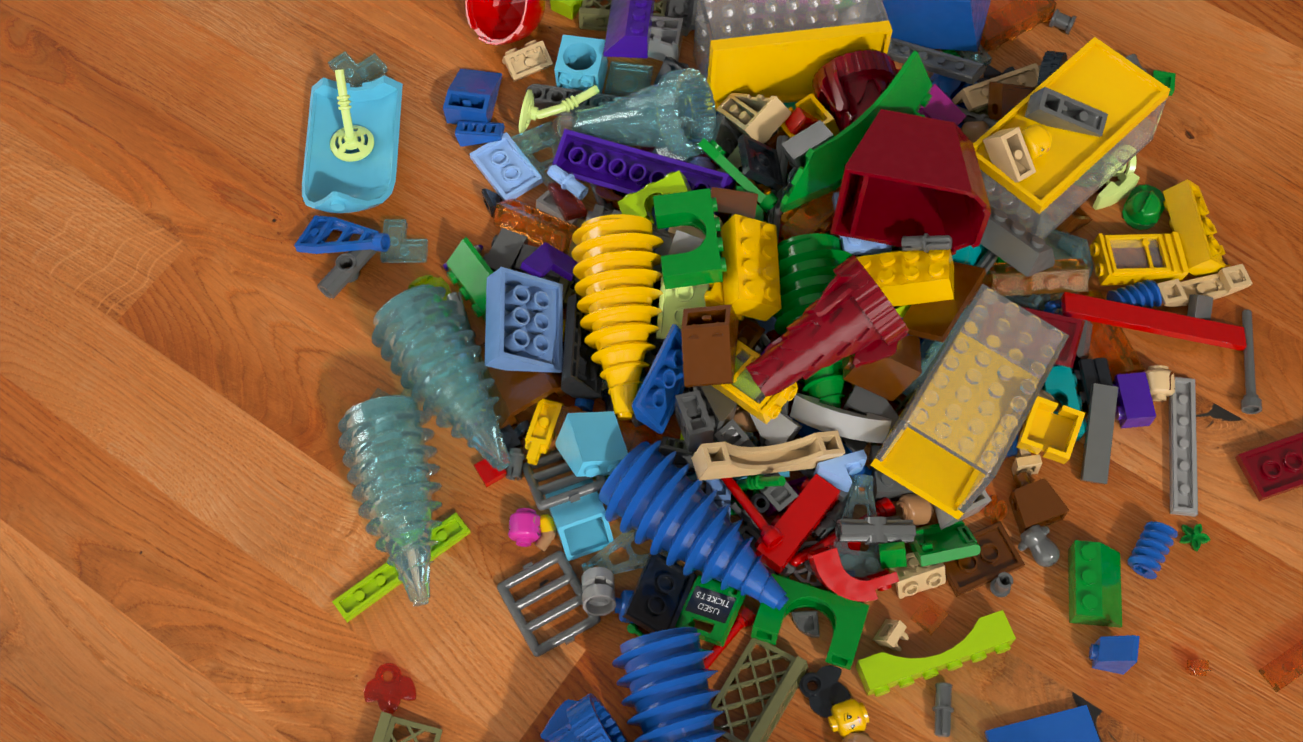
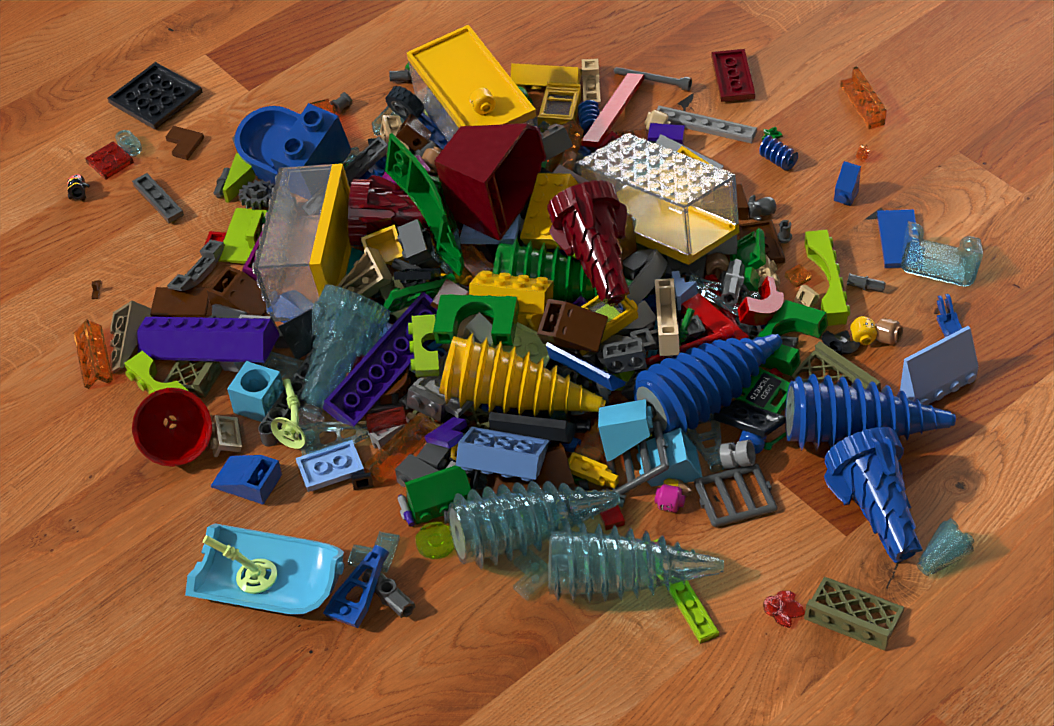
camera: 75 degrees left, 15 degrees down
(356, 74) = (178, 568): clear light blue tile -> none
(476, 132) = (288, 489): blue slope -> none
(567, 181) = (373, 411): light blue axle -> none
(799, 121) = (386, 247): red slope -> none
(926, 242) = (535, 182): dark grey axle -> none
(1010, 153) = (488, 112): tan slope -> none
(1065, 113) = (465, 79): dark grey slope -> none
(1094, 584) = (794, 190): green slope -> none
(1200, 306) = (606, 90): dark grey slope -> none

